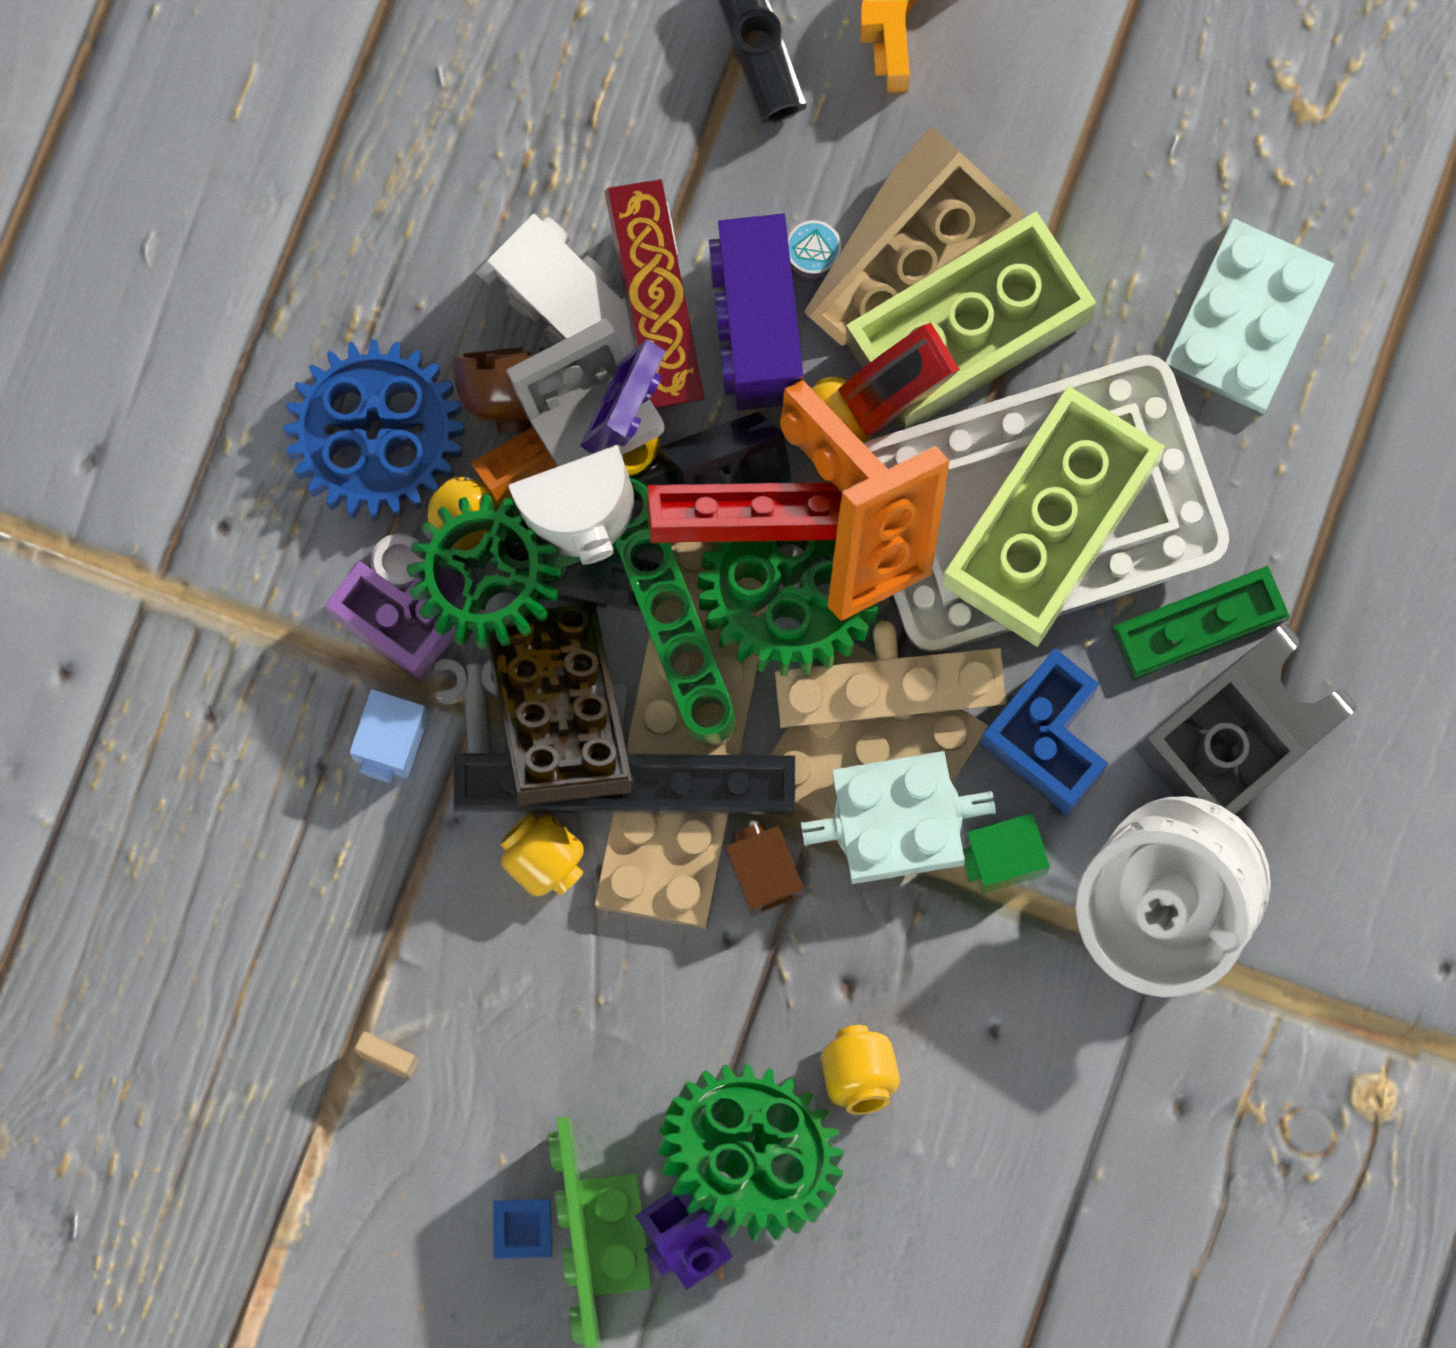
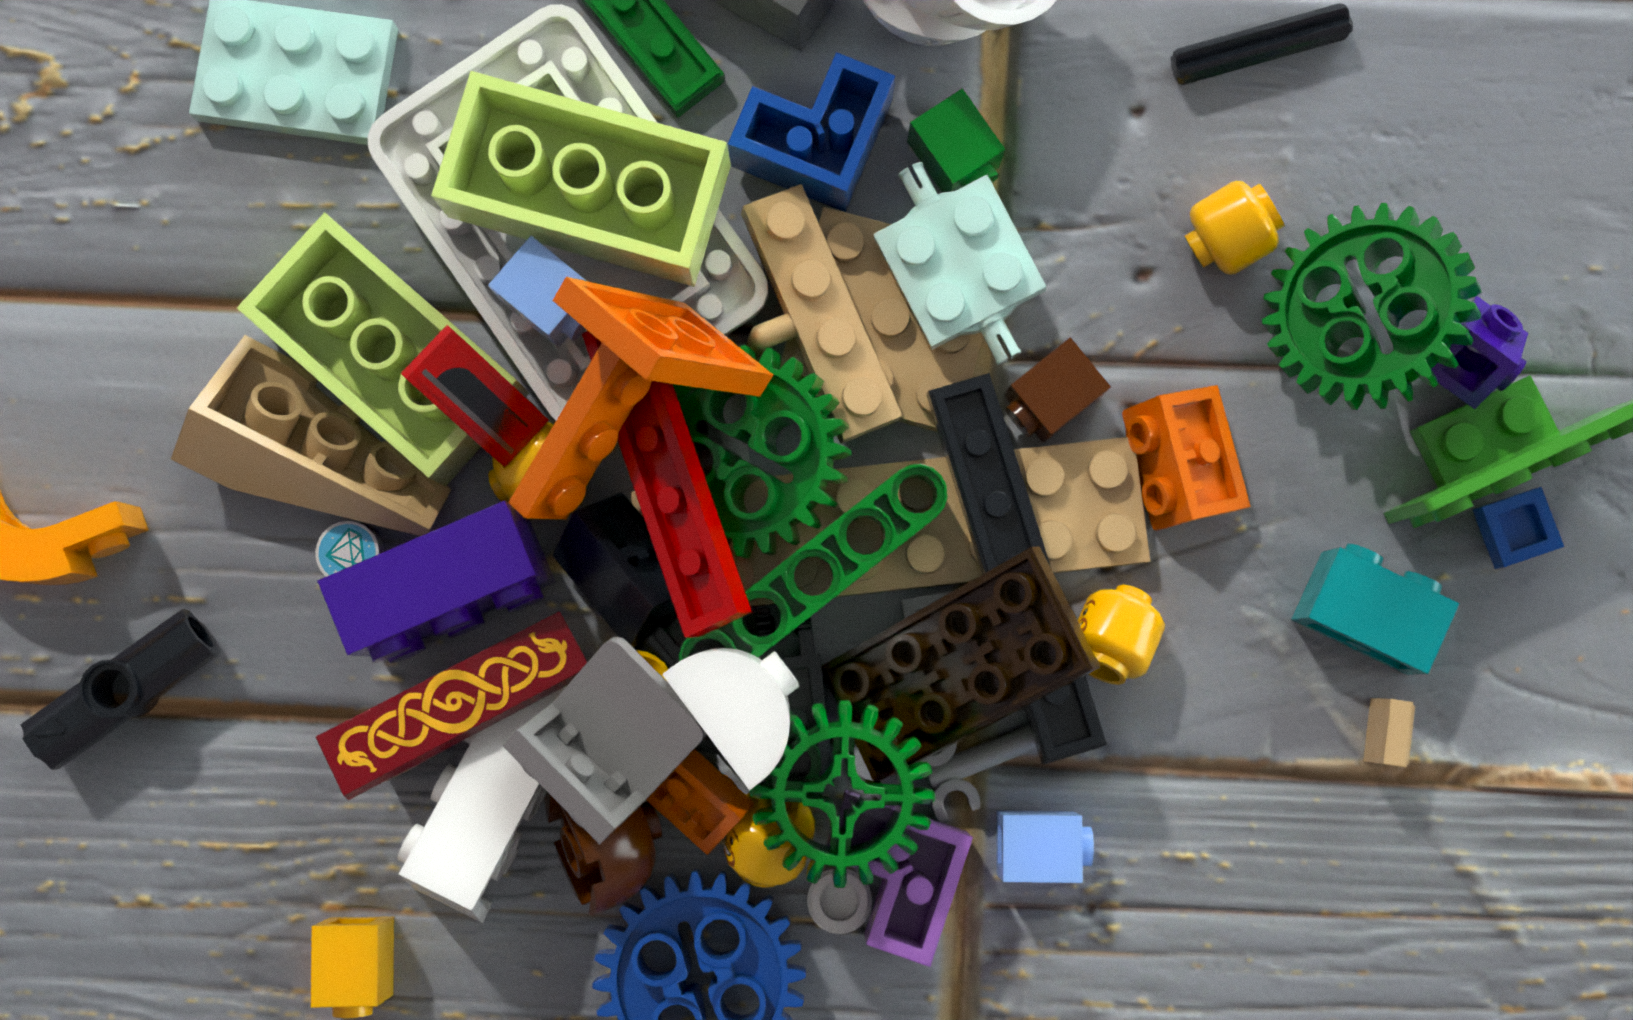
camera: 110 degrees left, 5 degrees up
(476, 161) = (352, 964): none -> yellow brick
(493, 1079) = (1375, 609): none -> teal brick
(628, 389) = (596, 693): dark purple plate -> none
(673, 965) = (1185, 457): none -> orange bracket
(976, 459) = (529, 286): none -> light blue brick
(1021, 1156) = (1261, 44): none -> black axle

